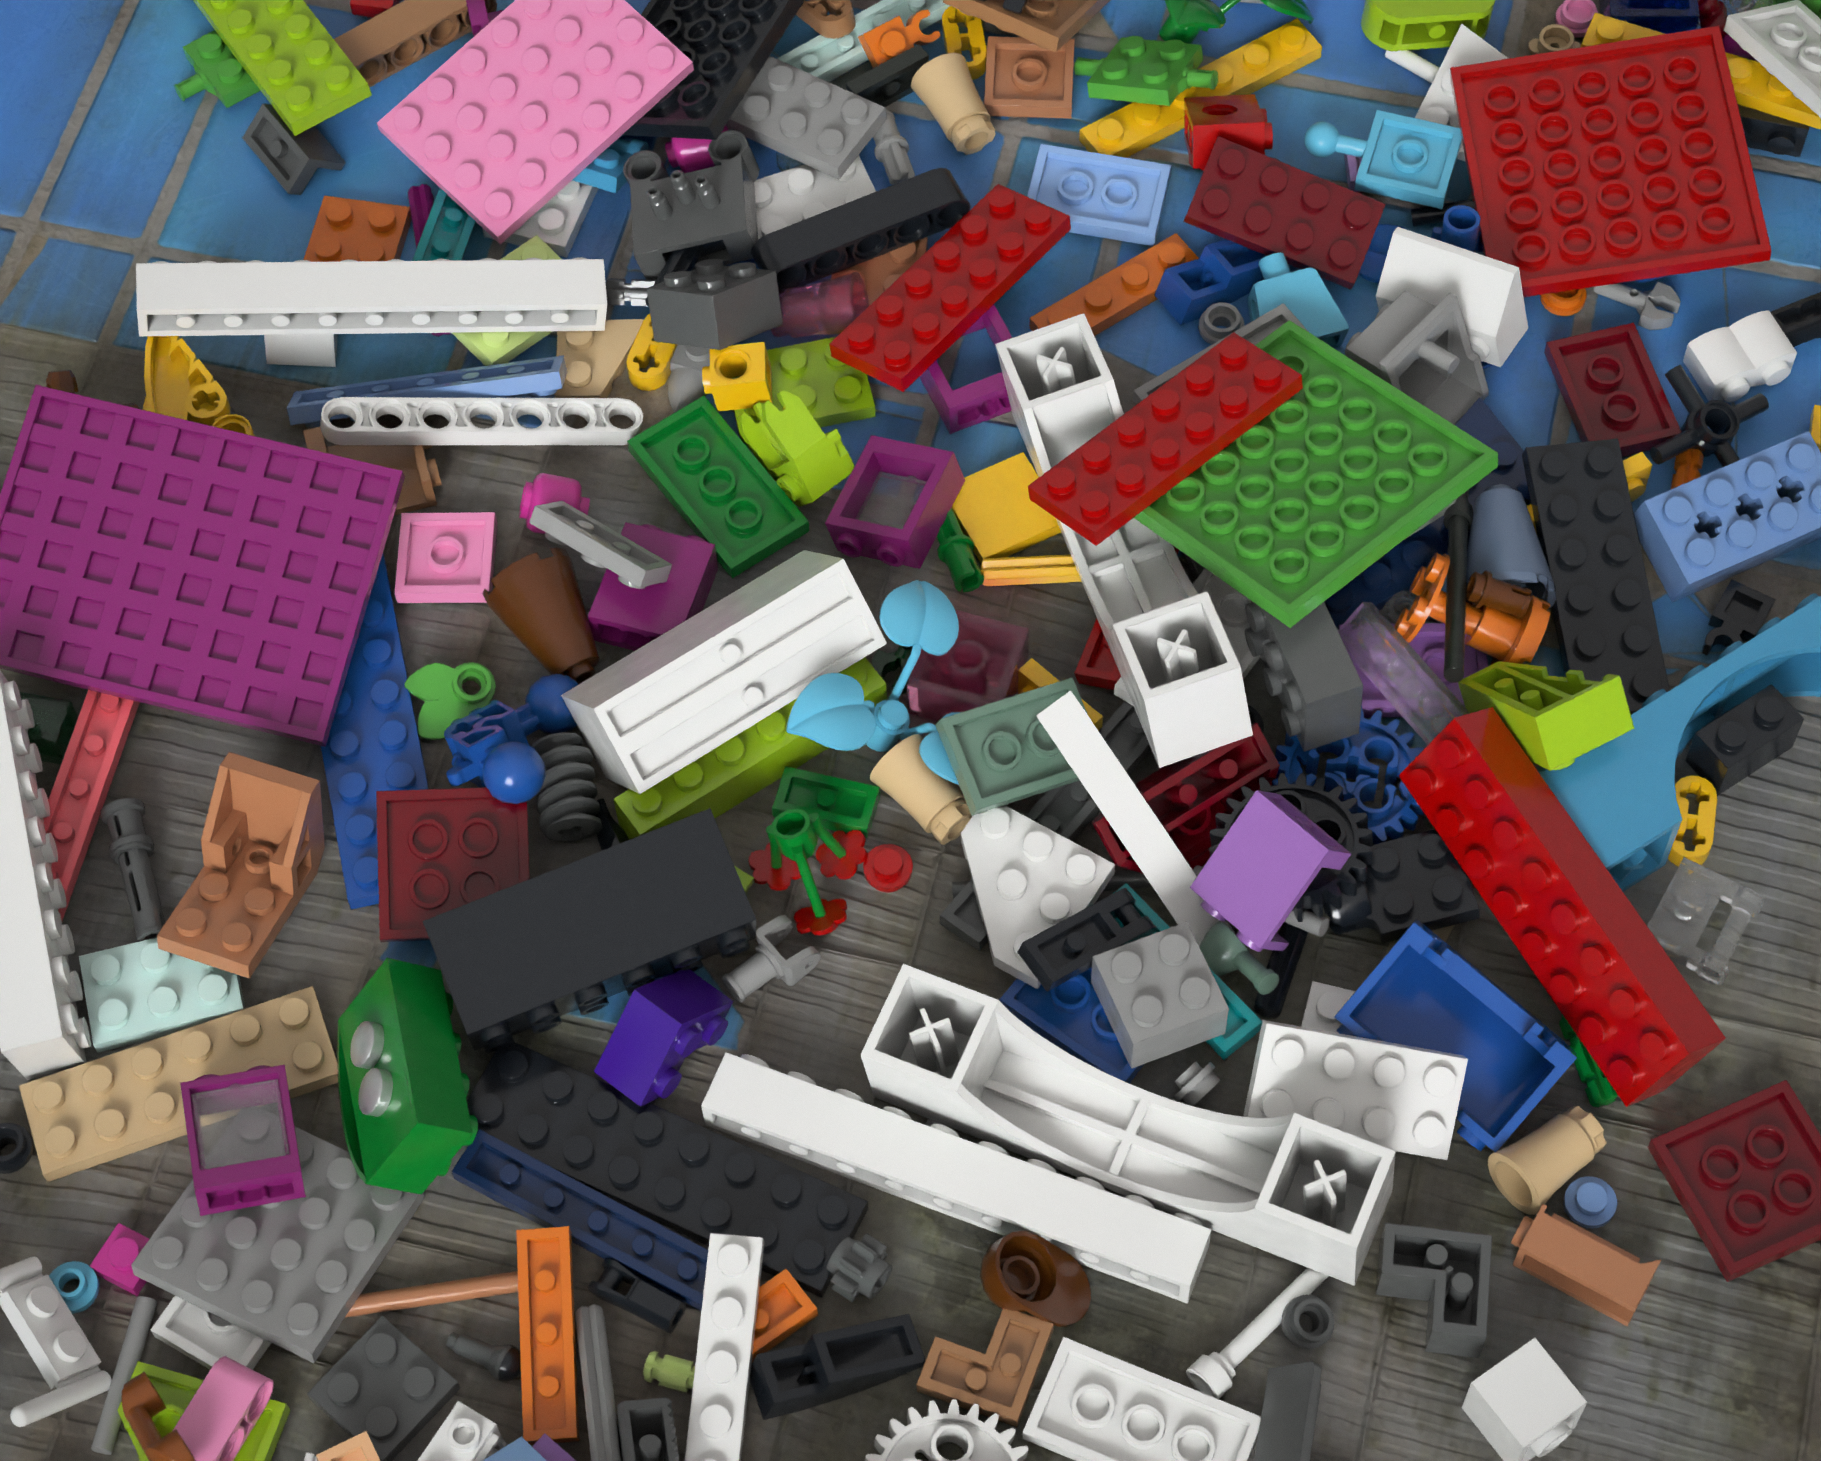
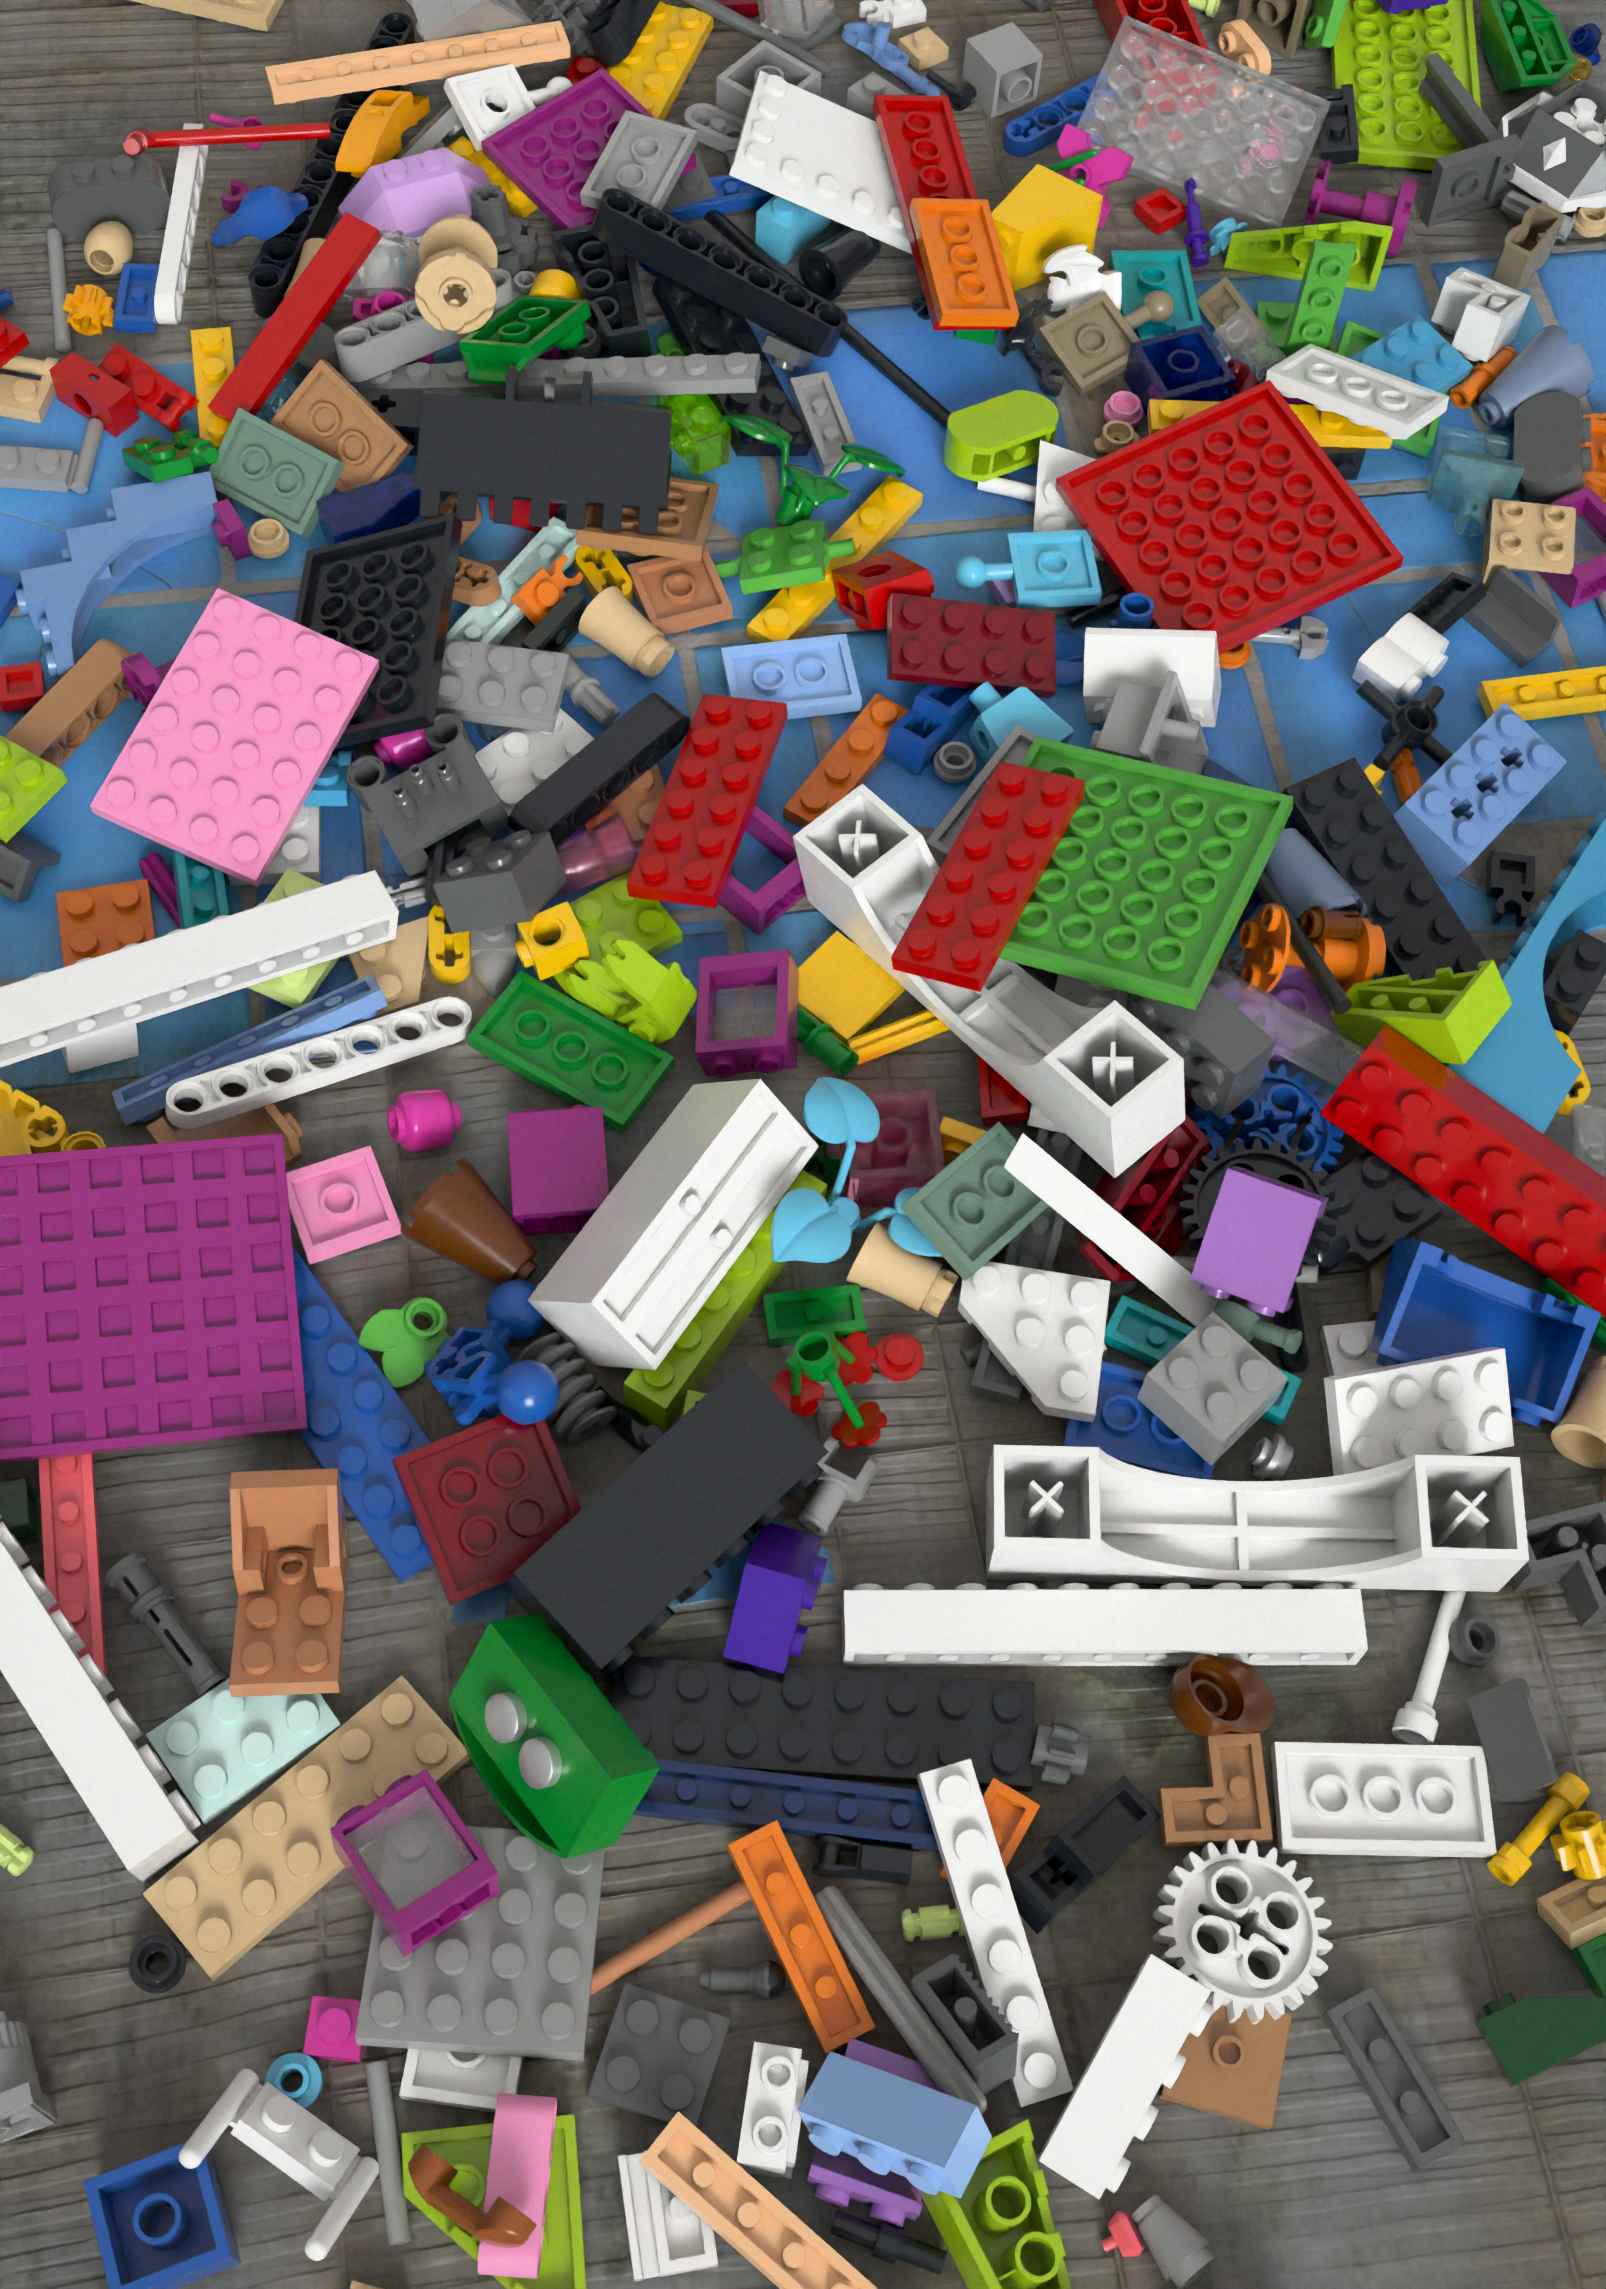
camera: 30 degrees left, 0 degrees up
(600, 545) = (498, 1142): light grey plate -> none
(1071, 944) = (1124, 1361): black plate -> none
(1612, 388) = (1311, 718): dark red plate -> none

